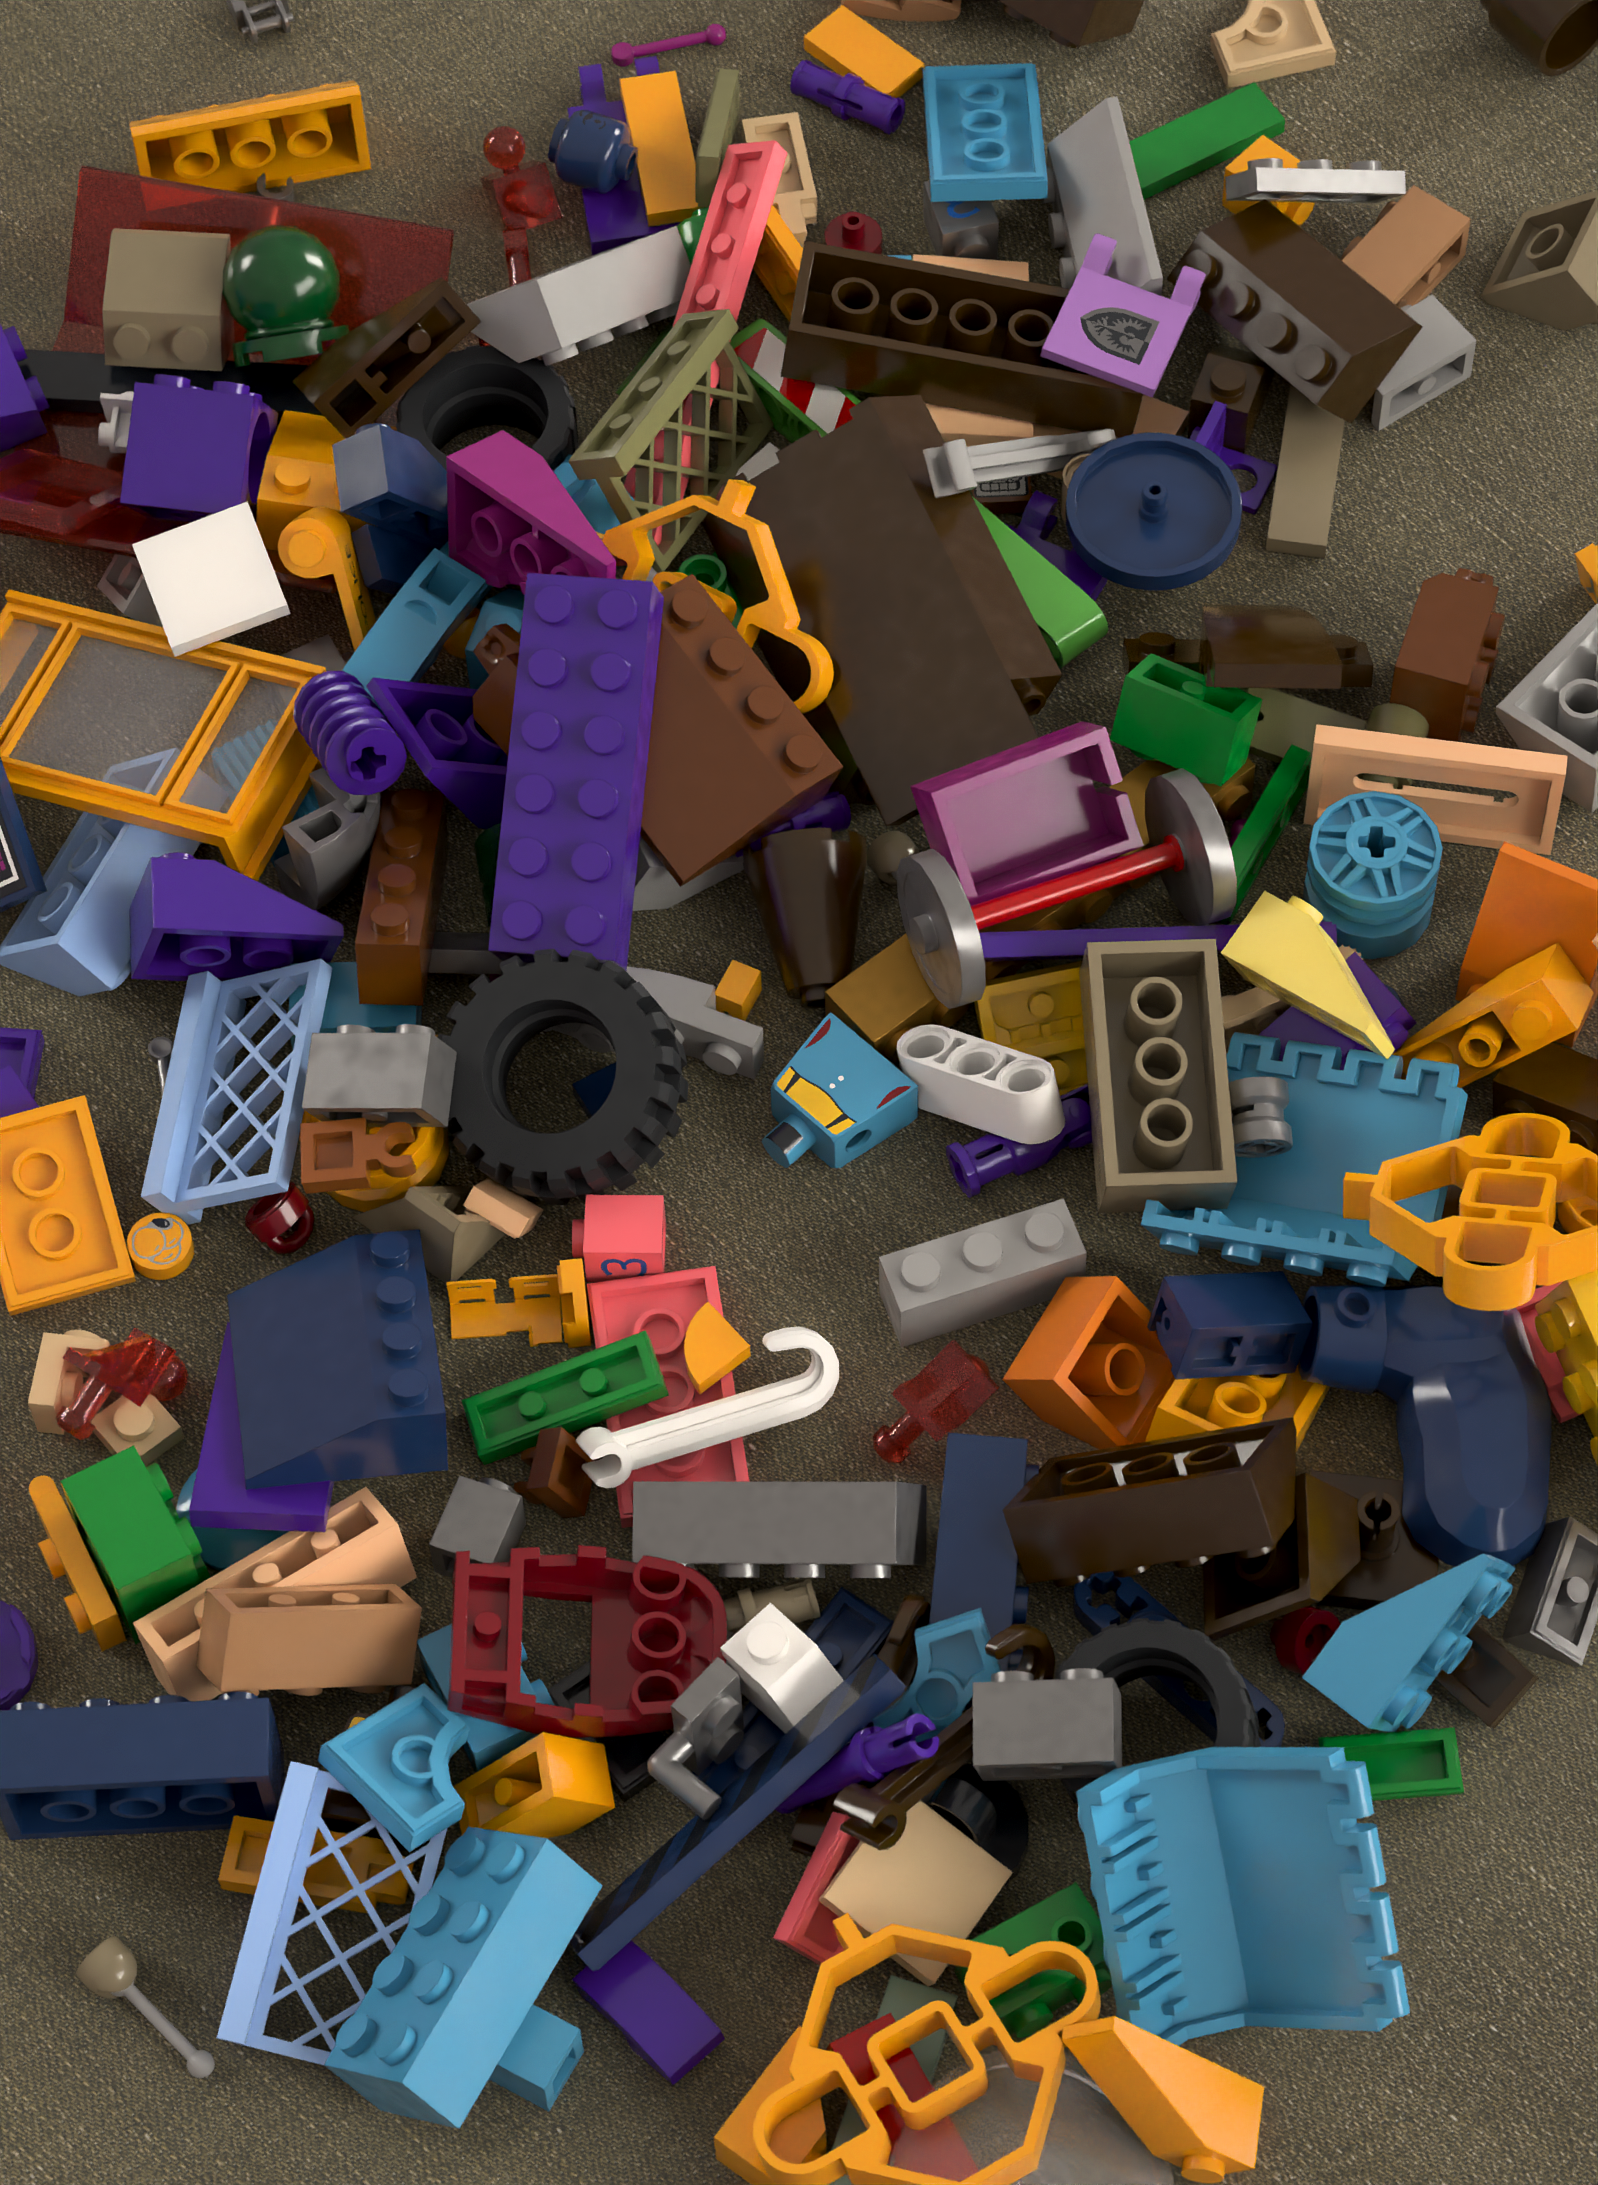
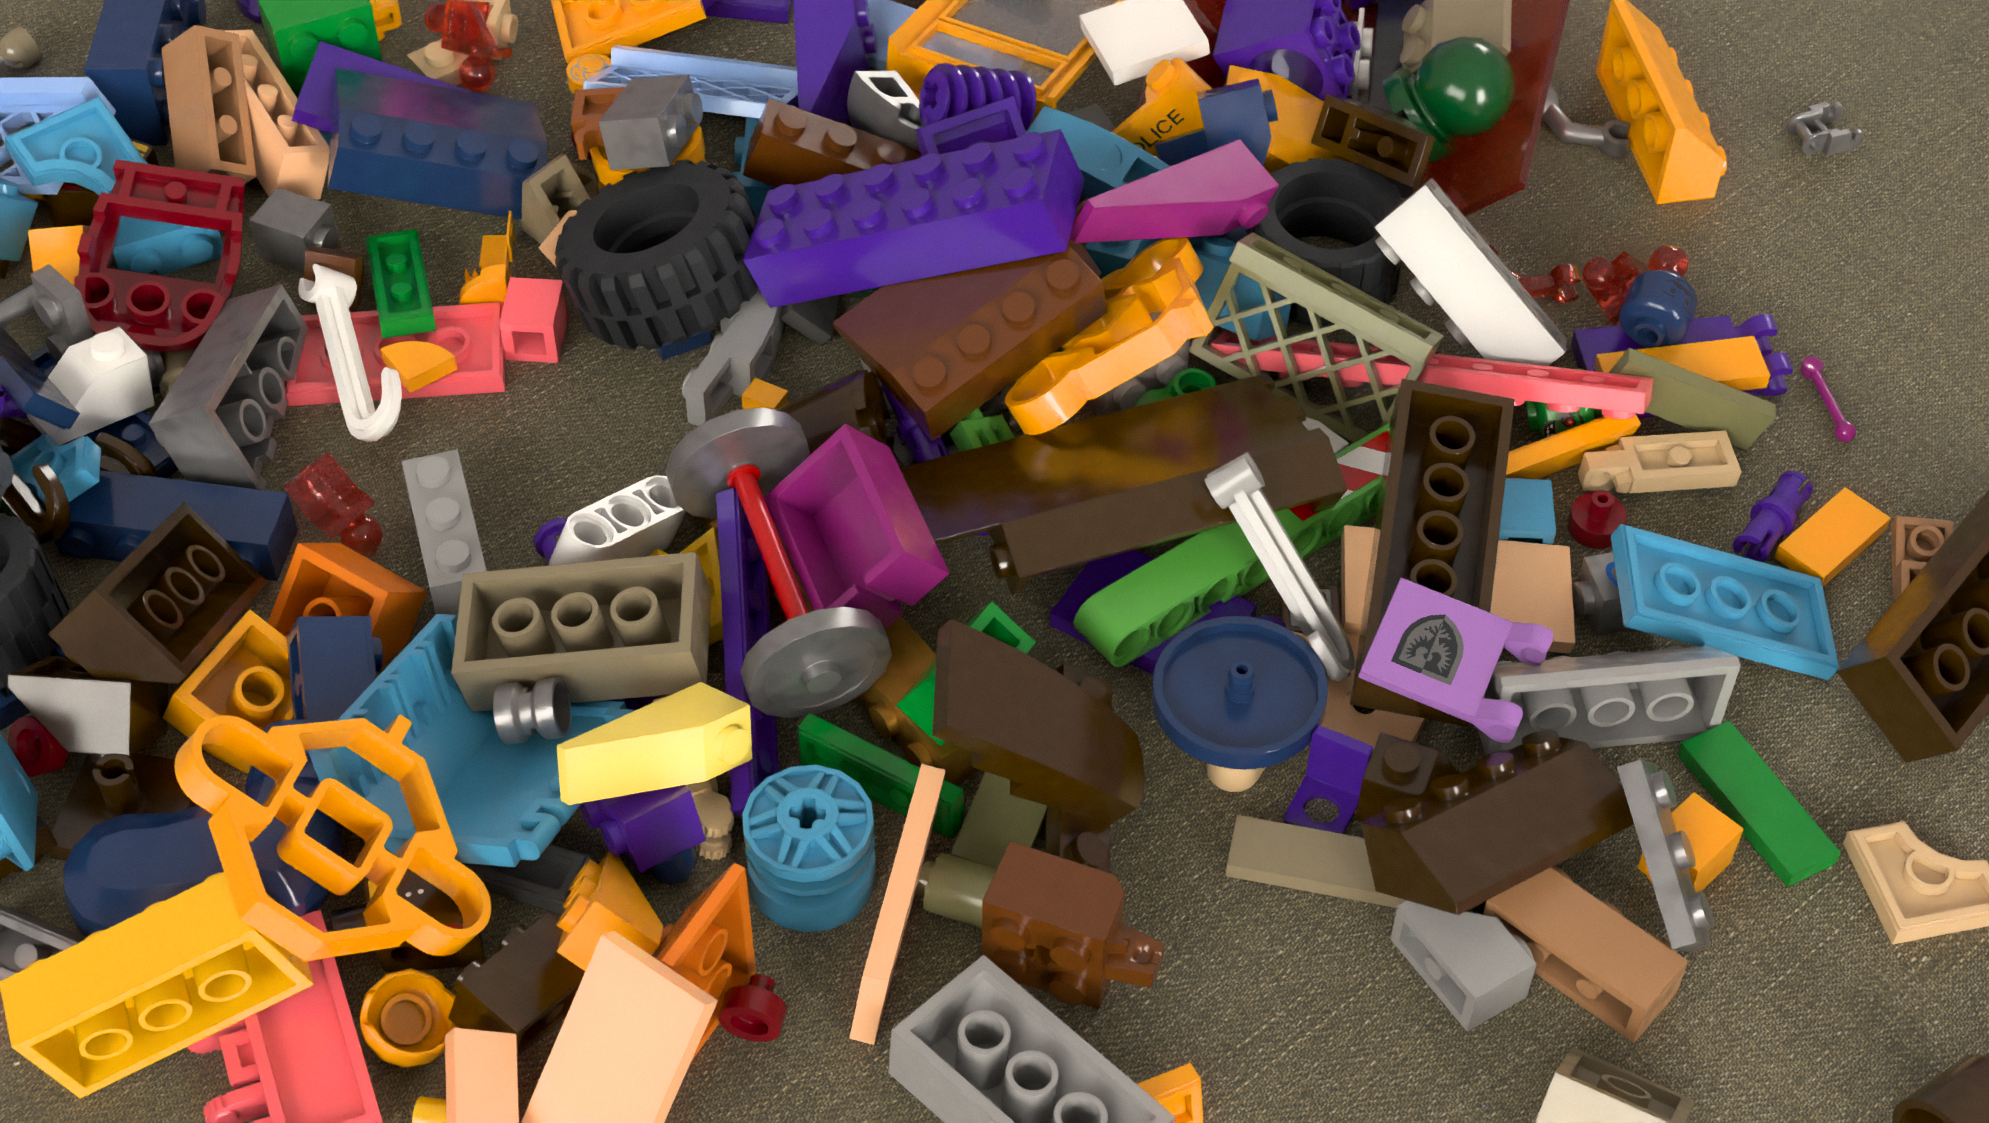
camera: 90 degrees right, 10 degrees down
(837, 1098) = (631, 442): dark azure torso -> none

